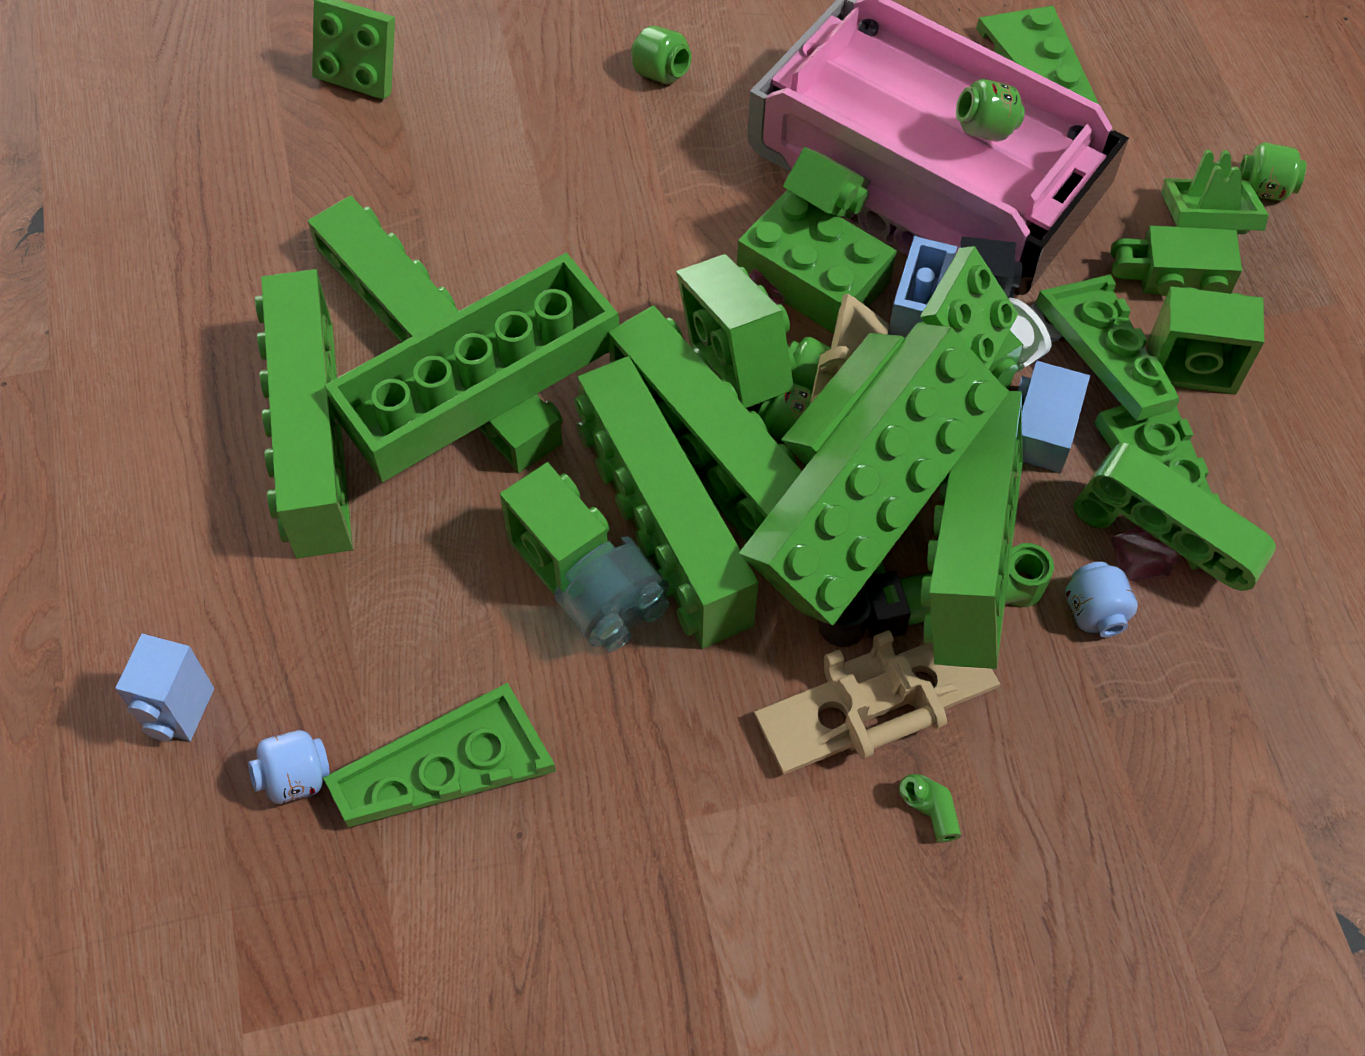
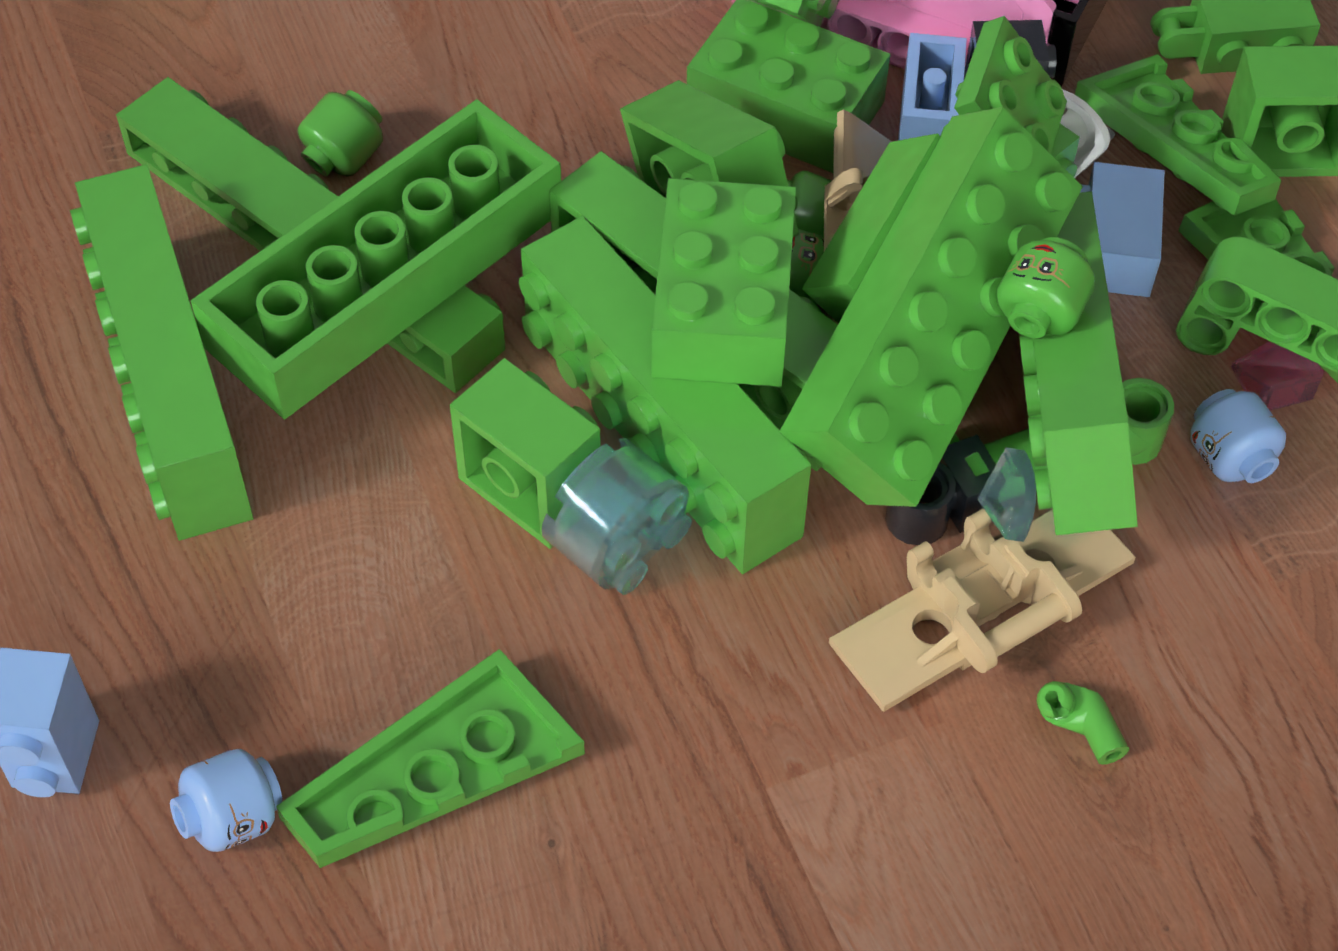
camera: 10 degrees left, 5 degrees down
(471, 256) = (340, 133): none -> bright green head
(719, 428) = (723, 282): none -> bright green brick
(907, 626) = (1011, 494): none -> clear light blue tile
(959, 474) = (1047, 287): none -> bright green head

